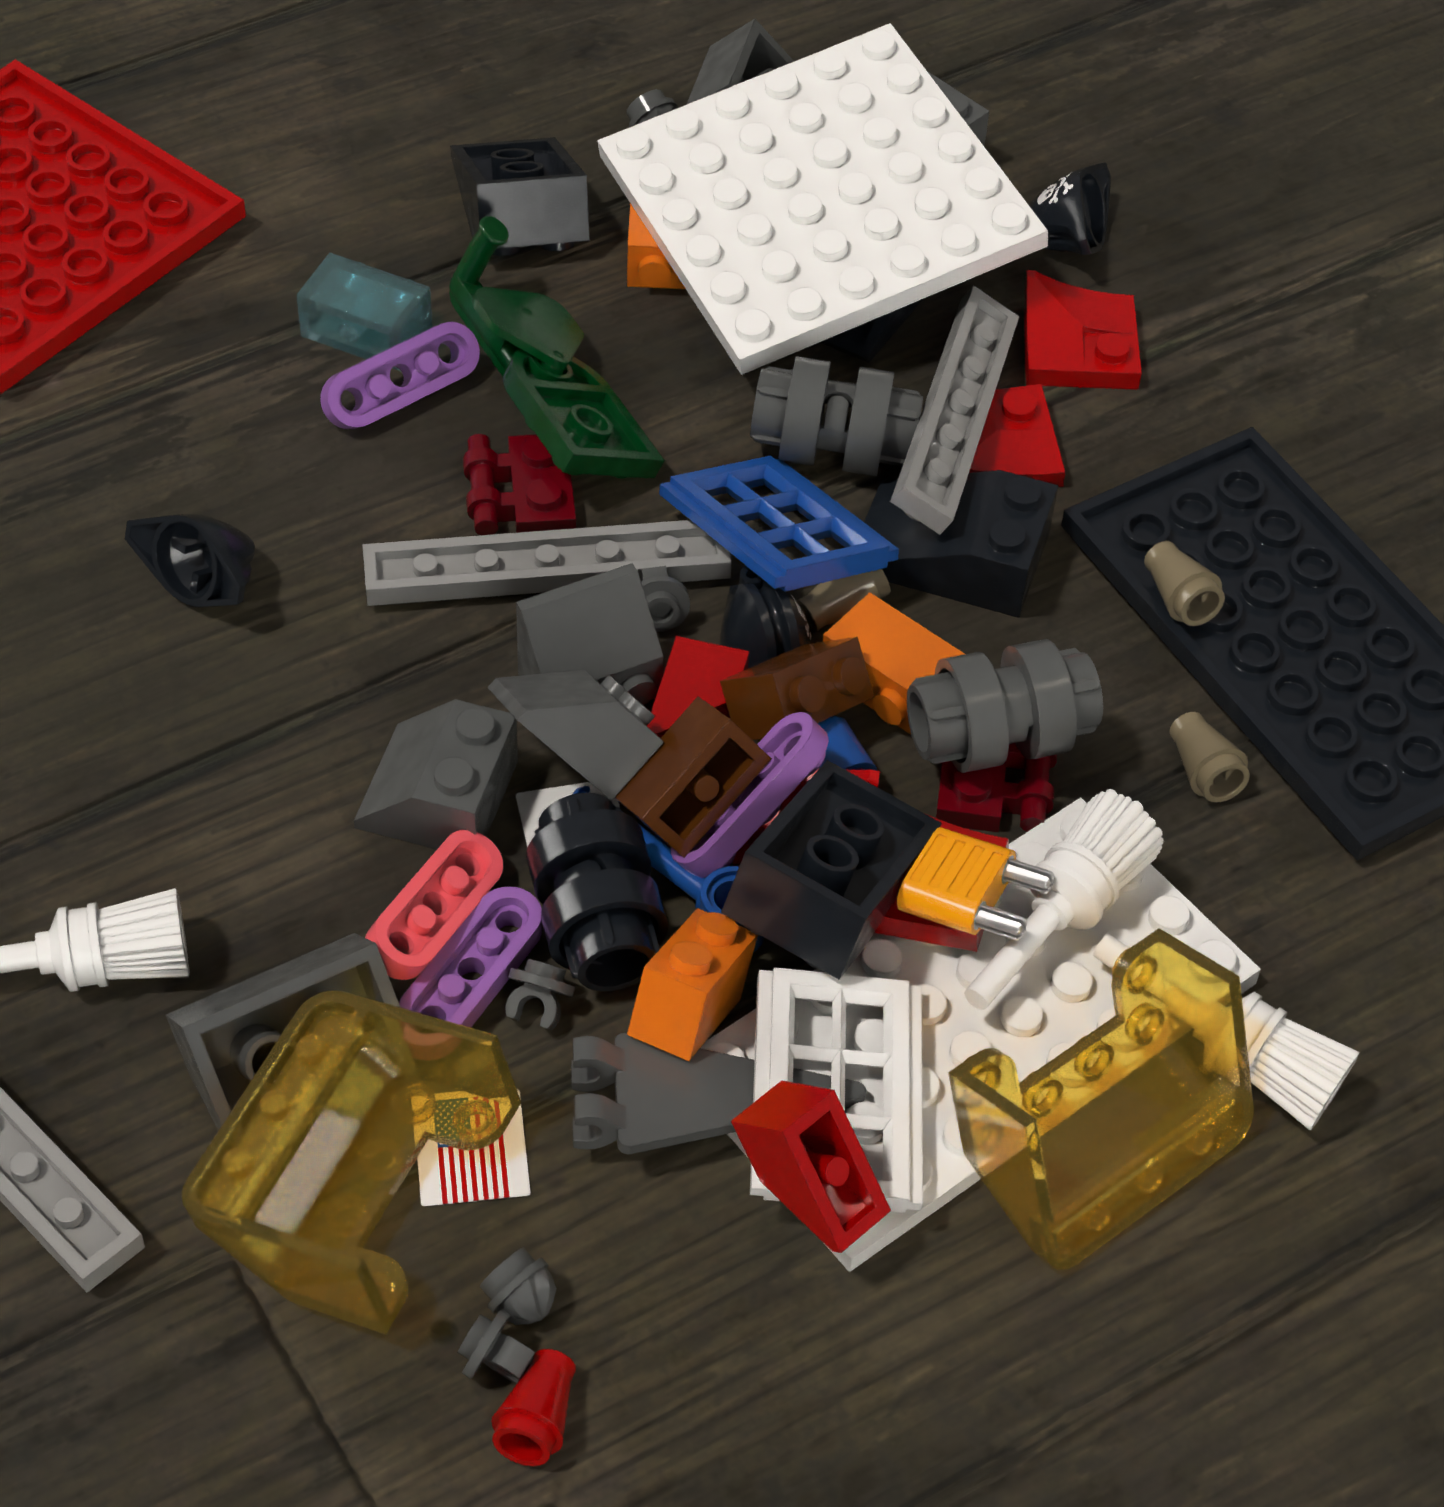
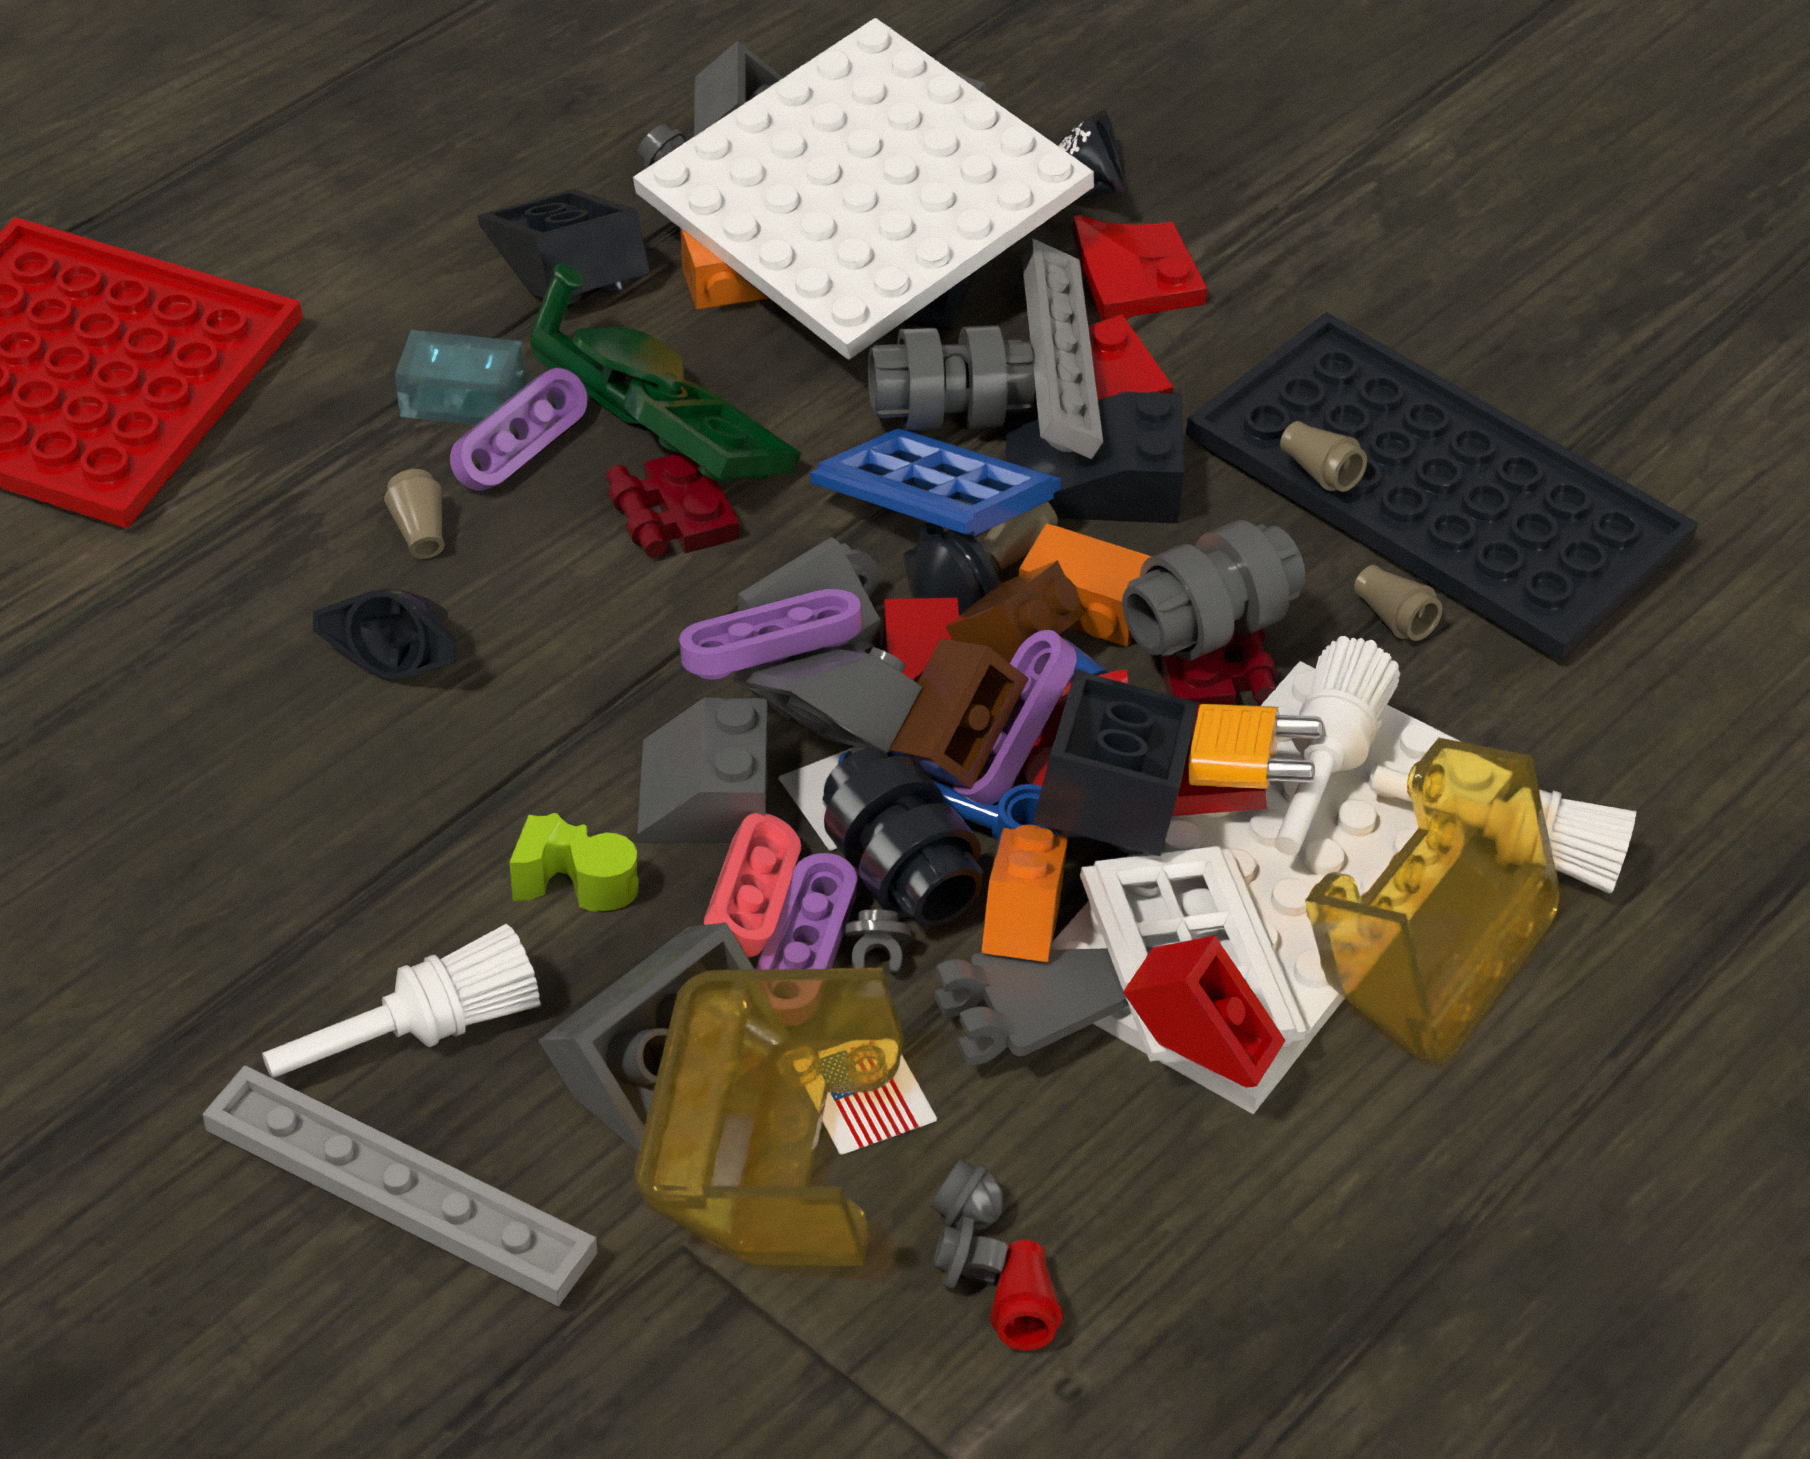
camera: 15 degrees left, 5 degrees down
(272, 436) = (417, 510): none -> dark tan cone
(298, 847) = (599, 865): none -> lime leg
(533, 650) = (770, 633): none -> medium lavender plate
(535, 561) = (713, 567): light grey plate -> none

